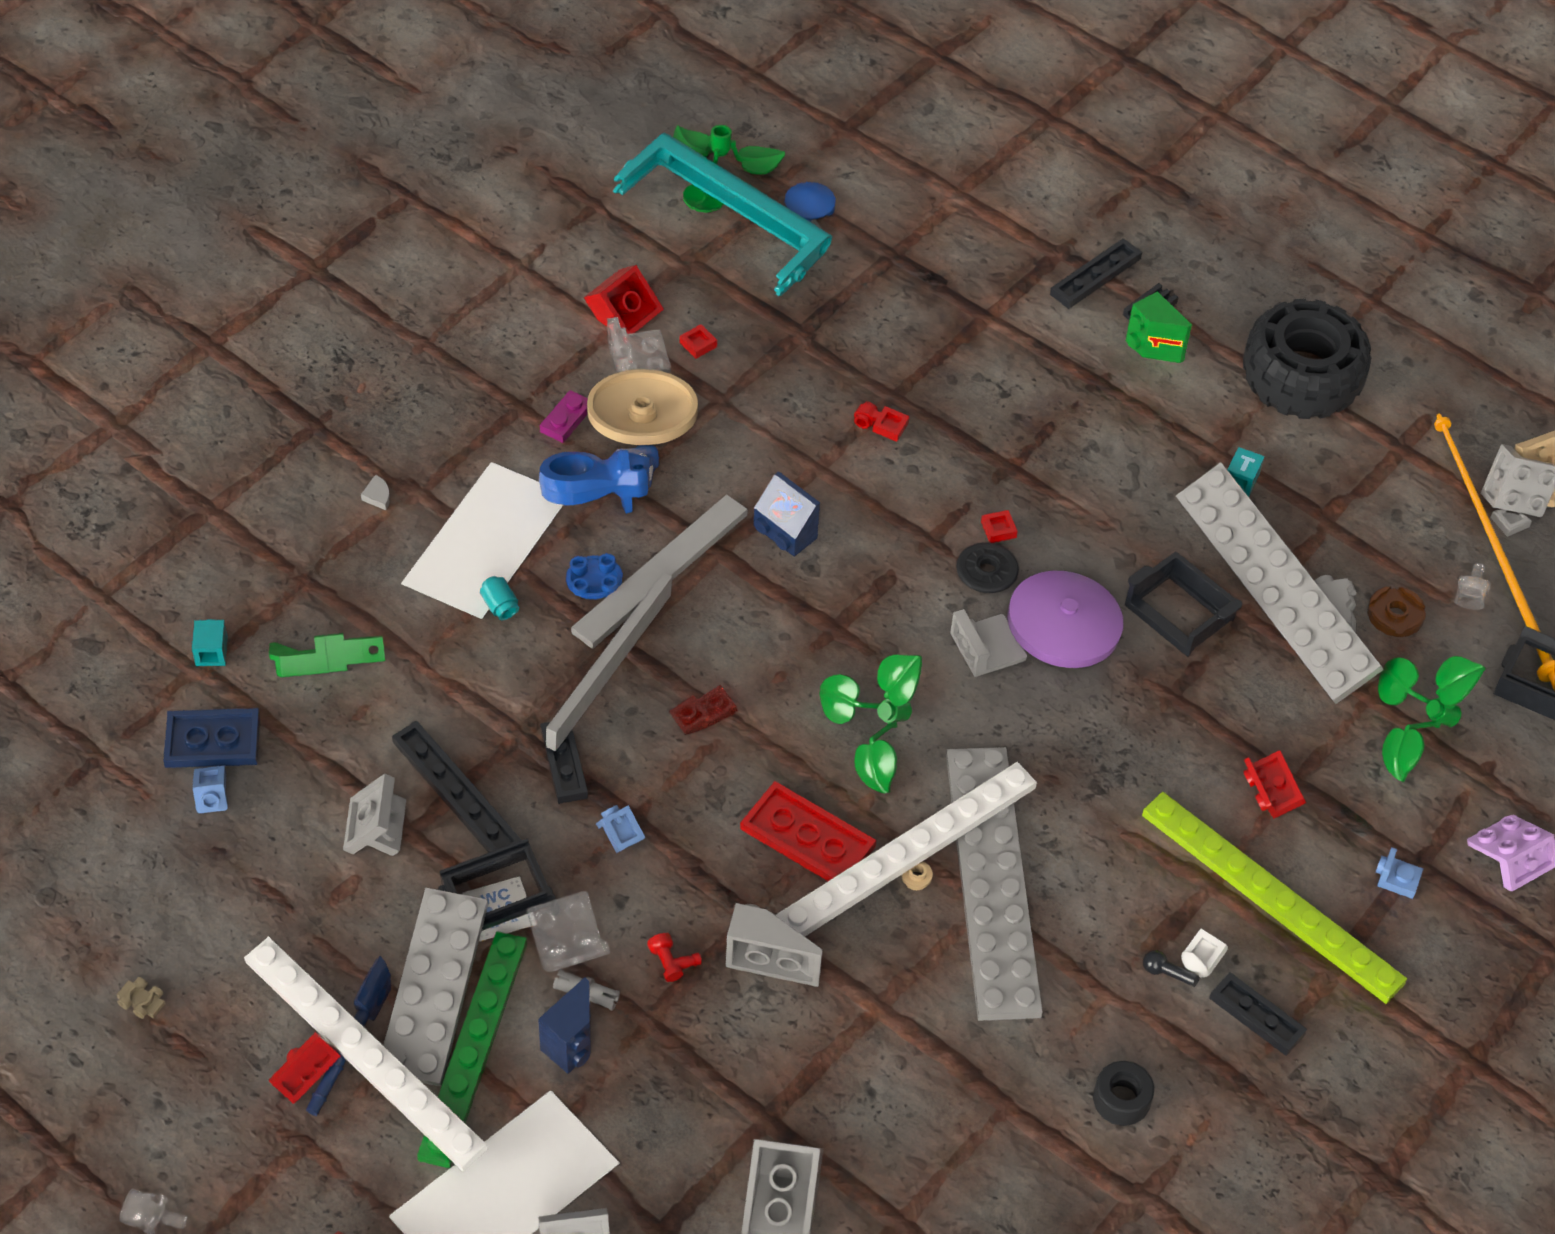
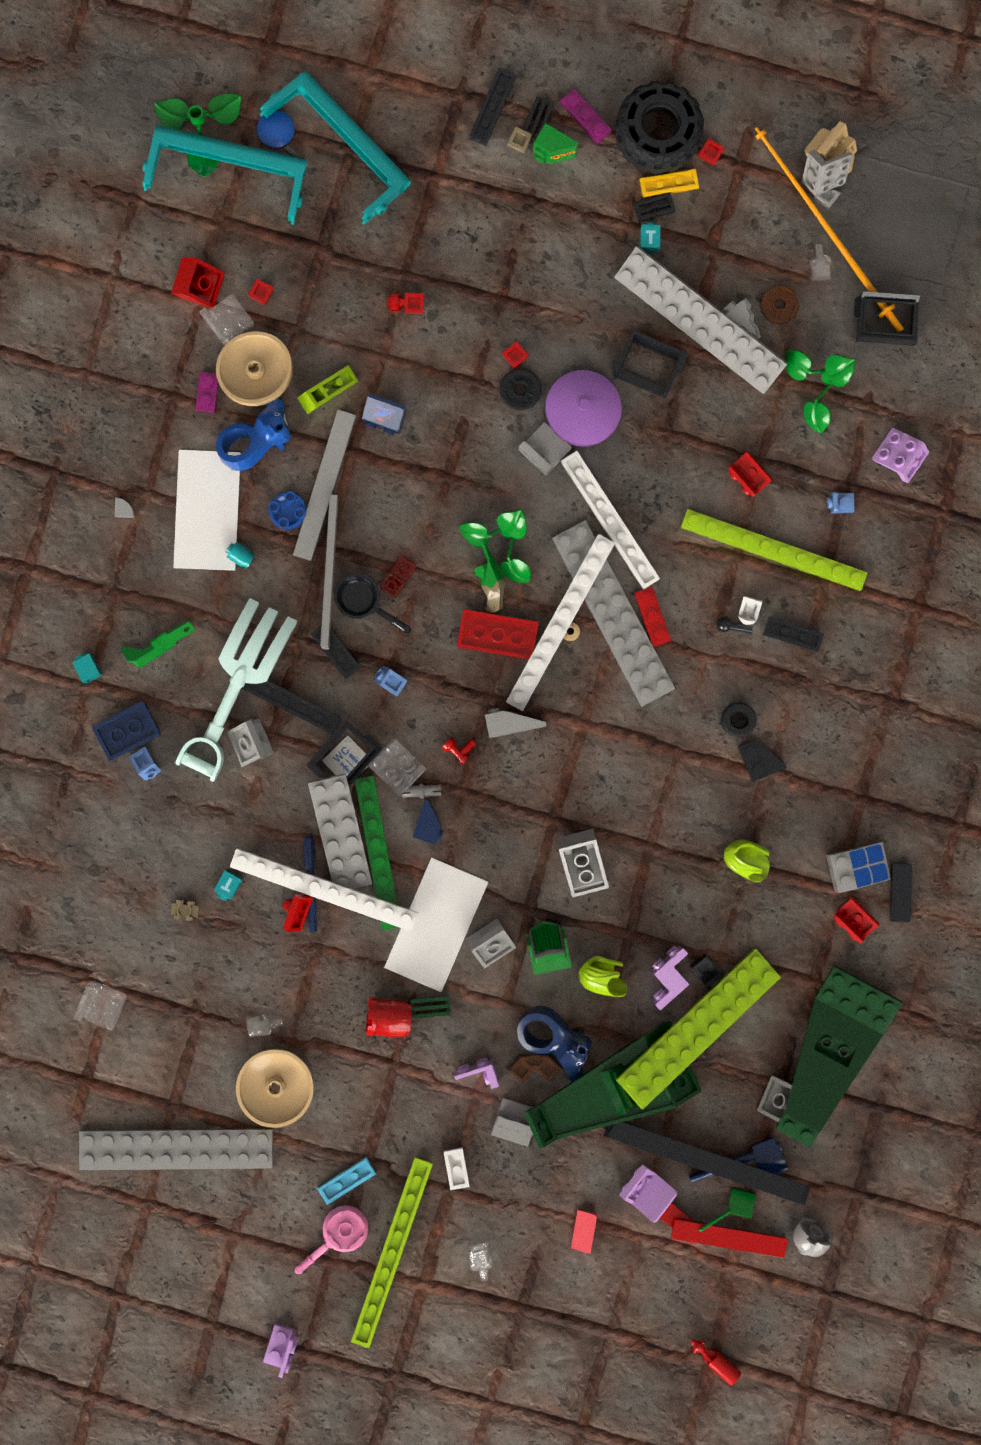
camera: 25 degrees left, 35 degrees up
(225, 990) = (228, 885): none -> teal brick
(415, 724) = (241, 673): none -> light aqua piece
(633, 709) = (359, 597): none -> black piece
(722, 466) = (327, 389): none -> lime slope
(833, 764) = (491, 581): none -> animal
(930, 294) = (349, 132): none -> teal piece
(1043, 764) = (610, 520): none -> white plate
(1049, 907) = (652, 616): none -> red plate
(1114, 315) = (519, 140): none -> dark tan plate
(1133, 1170) = (759, 760): none -> black wing
(1213, 326) = (585, 116): none -> magenta plate
(1265, 447) = (657, 214): none -> black tile
(1295, 430) = (669, 183): none -> yellow tile
(1367, 416) = (711, 151): none -> red plate

